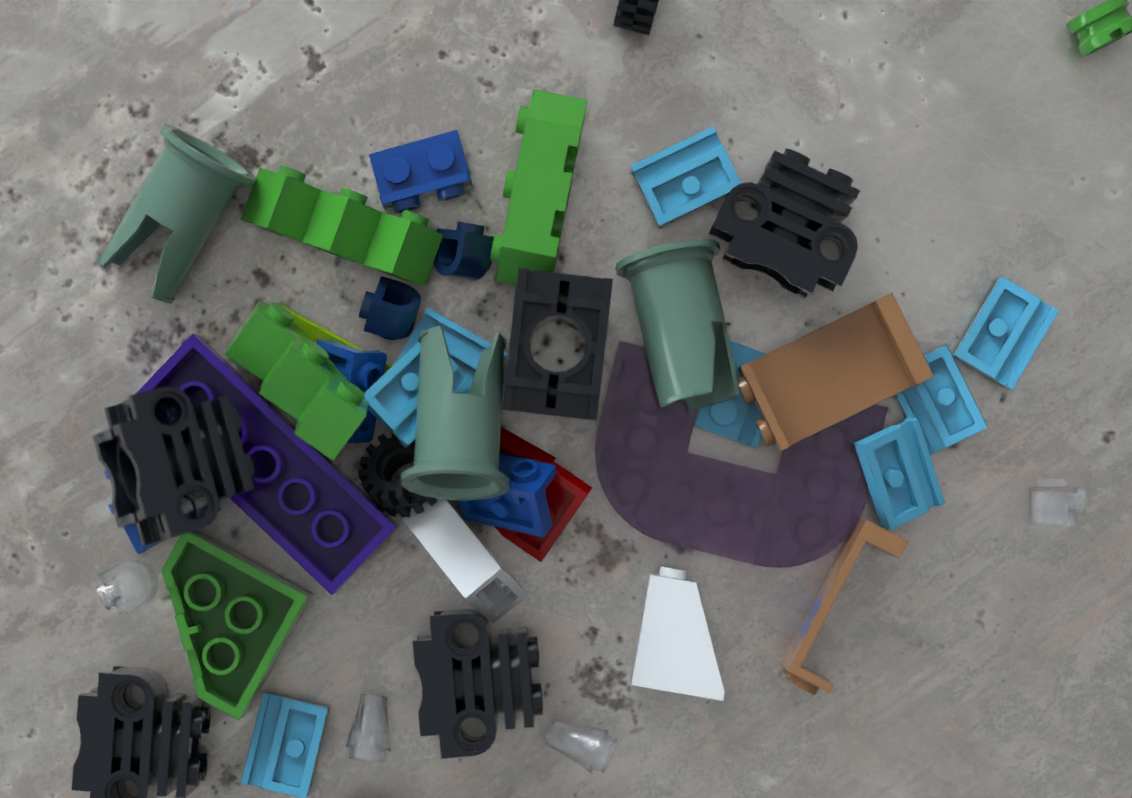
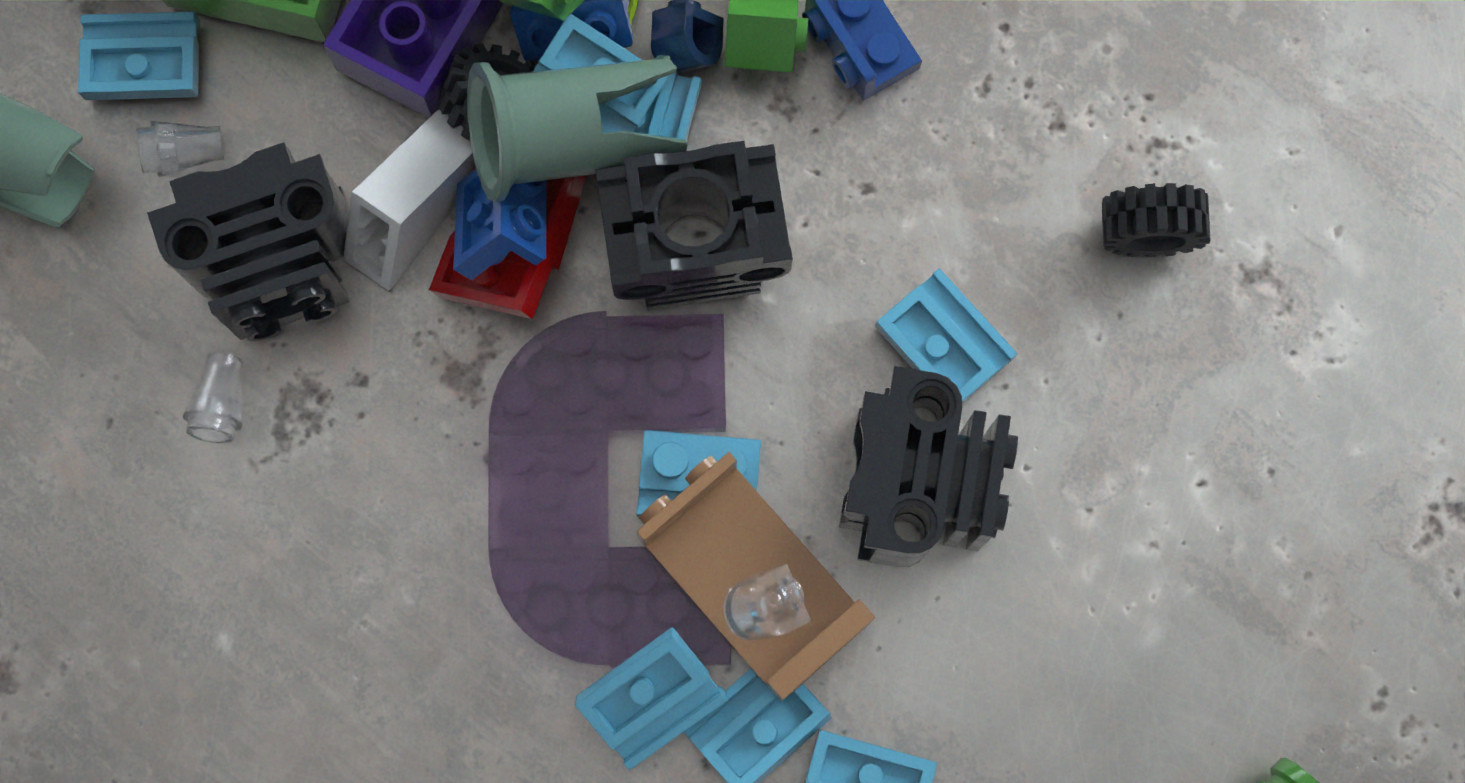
camera: 70 degrees right, 10 degrees down
(464, 252) = (778, 103): dark blue plate -> none
(539, 185) = (887, 166): bright green brick -> none
(674, 639) = (371, 476): white slope -> none
(682, 322) = (766, 369): sand green piece -> none
(860, 369) = (766, 605): none -> clear plate
(862, 533) = (362, 640): medium nougat panel -> none

